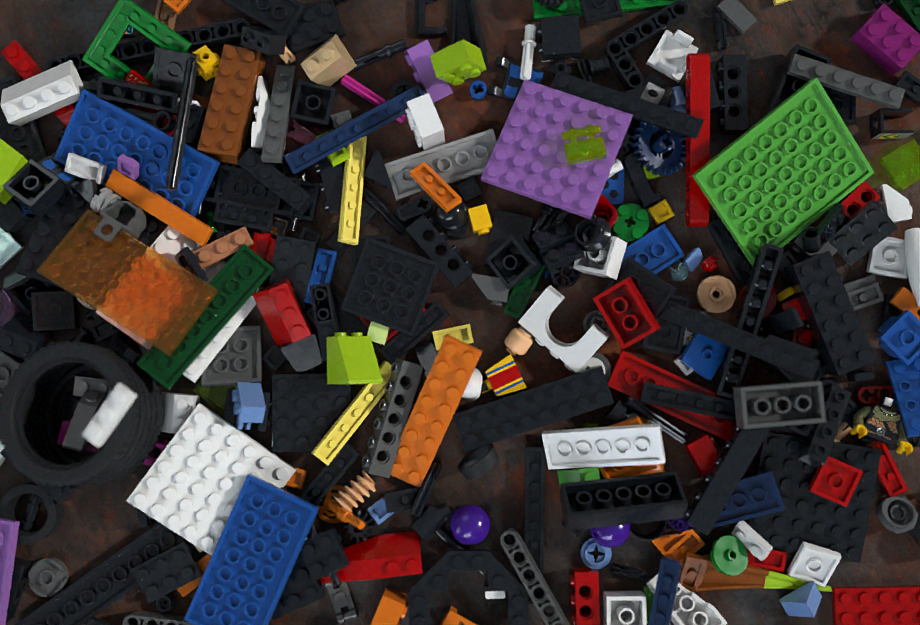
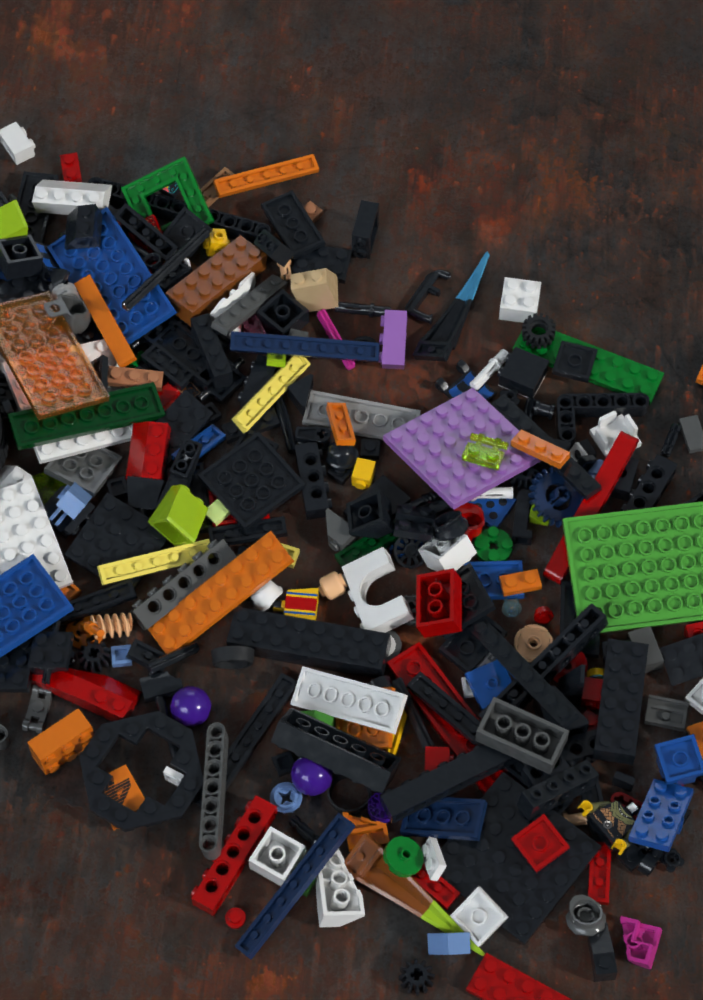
camera: 30 degrees right, 25 degrees down
(76, 123) = (83, 227): none -> black slope
(85, 168) = (64, 260): white tile -> none
(128, 167) = (102, 278): medium lavender plate -> none
(425, 122) = (364, 370): white brick -> none
(458, 62) = (421, 340): lime brick -> none
(476, 84) = (430, 373): blue bush -> none
(630, 113) = (540, 449): none -> orange plate
(661, 212) = (527, 553): yellow tile -> none
(676, 246) = (520, 582): none -> orange plate
(693, 259) = (530, 603): medium blue slope -> none
(815, 238) = (659, 632): black plate -> none

